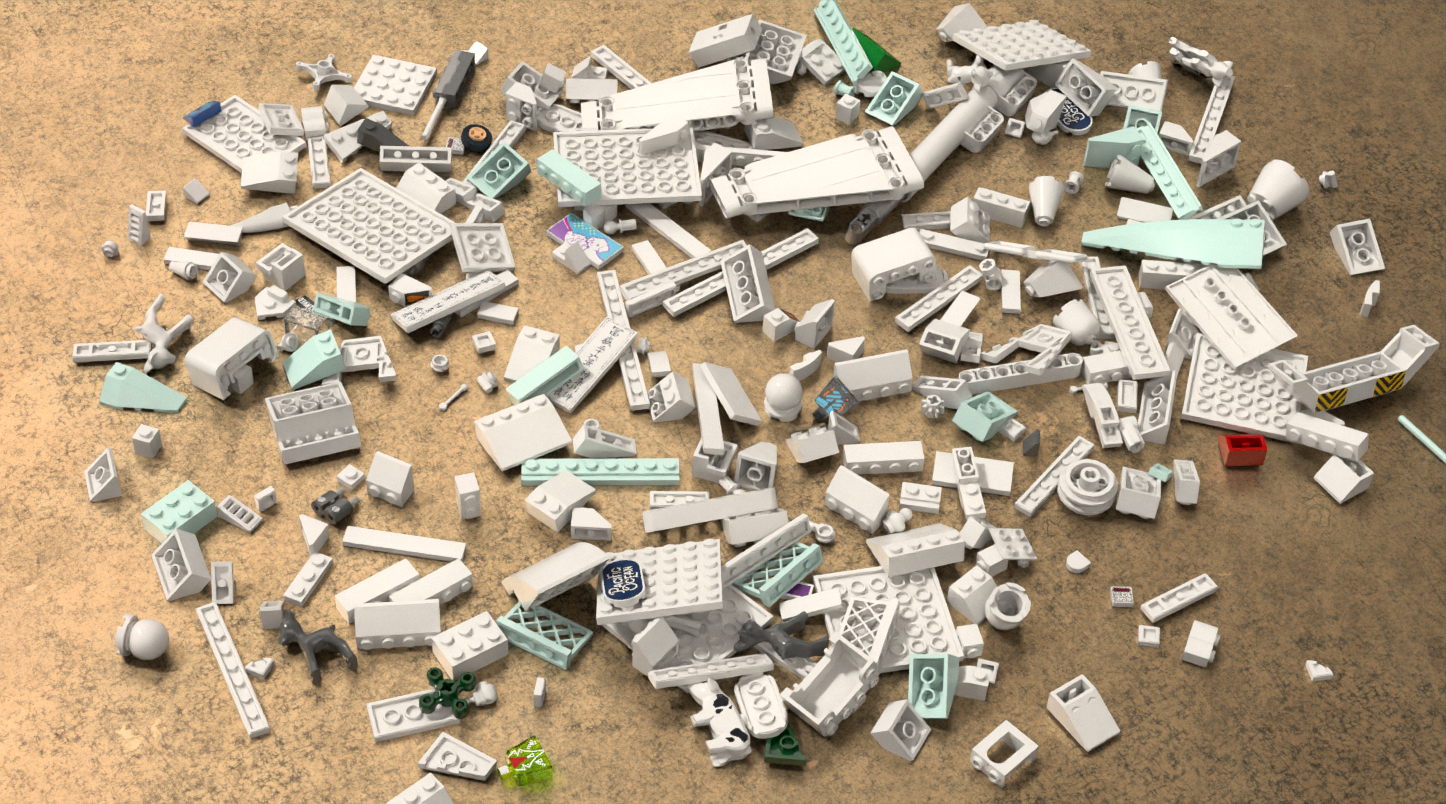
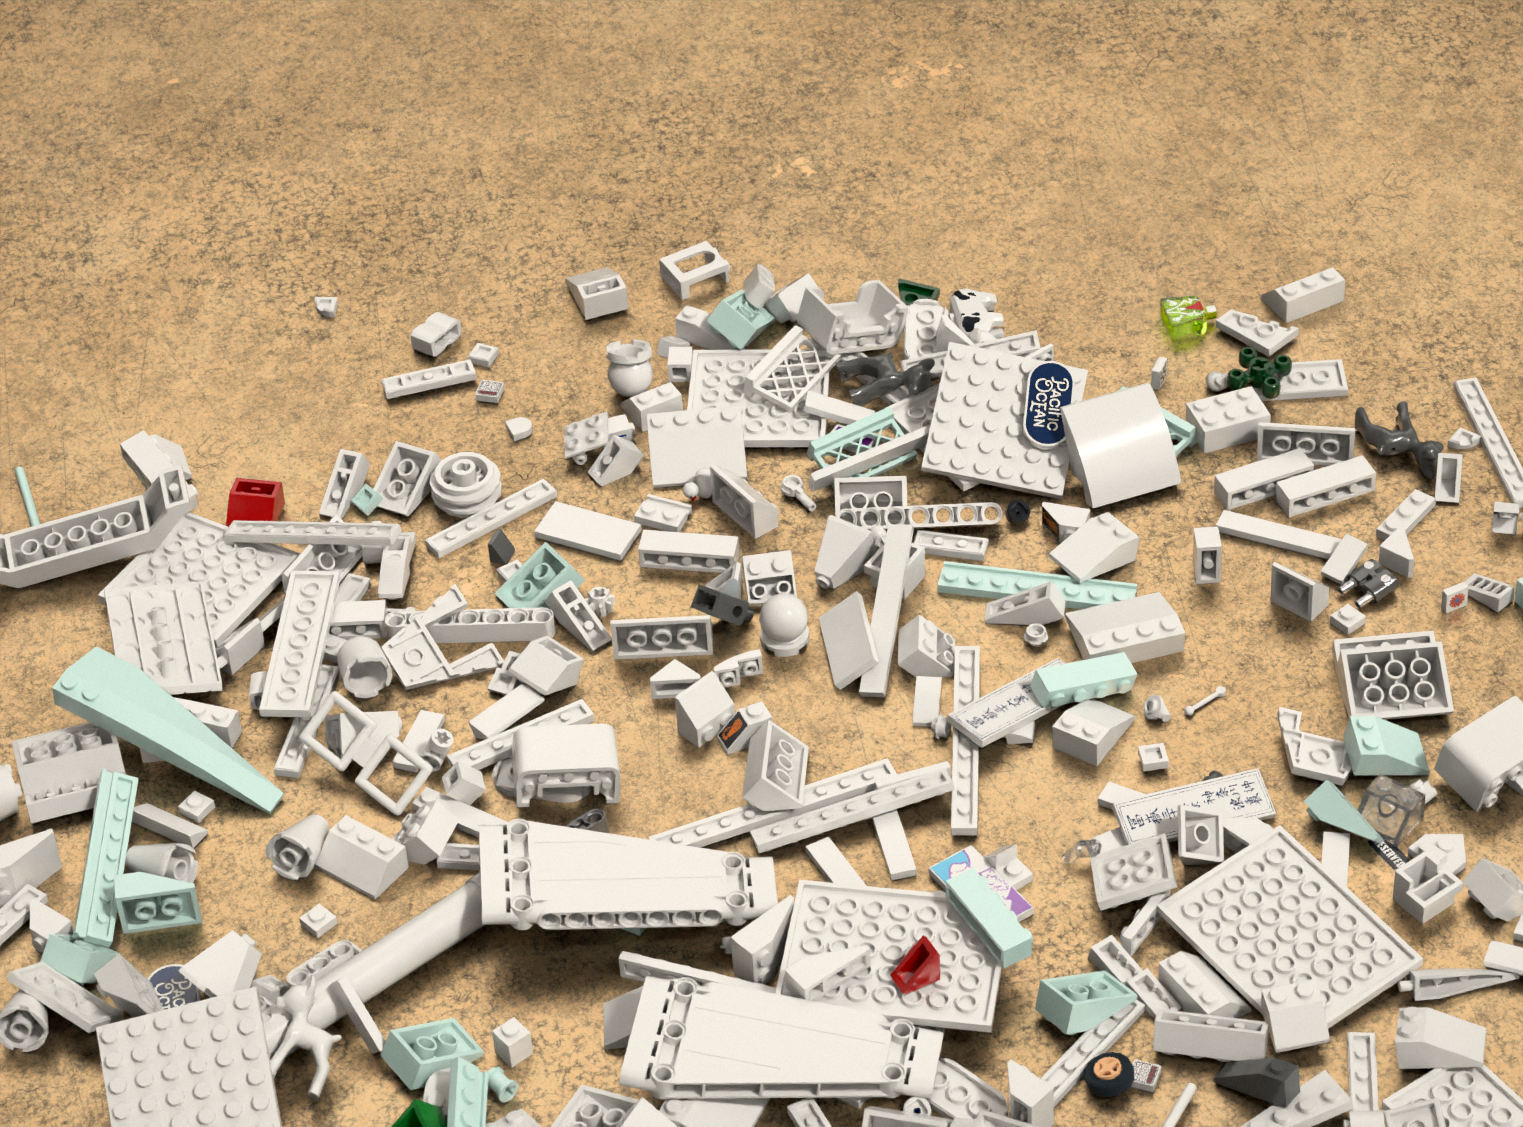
camera: 160 degrees left, 5 degrees down
(356, 520) = (1344, 559): none -> white tile
(364, 171) = (1295, 1015): none -> white slope
(440, 363) = (1217, 738): white plate -> none
(443, 274) = (1200, 835): none -> white slope
(520, 264) = (1082, 849): none -> clear arm
(606, 148) = (918, 967): none -> red slope
(631, 532) = (1017, 512): none -> black tile
(733, 682) = (949, 332): none -> white slope
(939, 732) = (759, 286): none -> white beam
(959, 253) = (463, 783): none -> white brick
(968, 483) = (605, 497): white slope -> none
(1009, 170) = (318, 920): none -> white plate
(1074, 184) = (239, 879): white bush -> none
(1174, 401) = (312, 533): none -> white tile

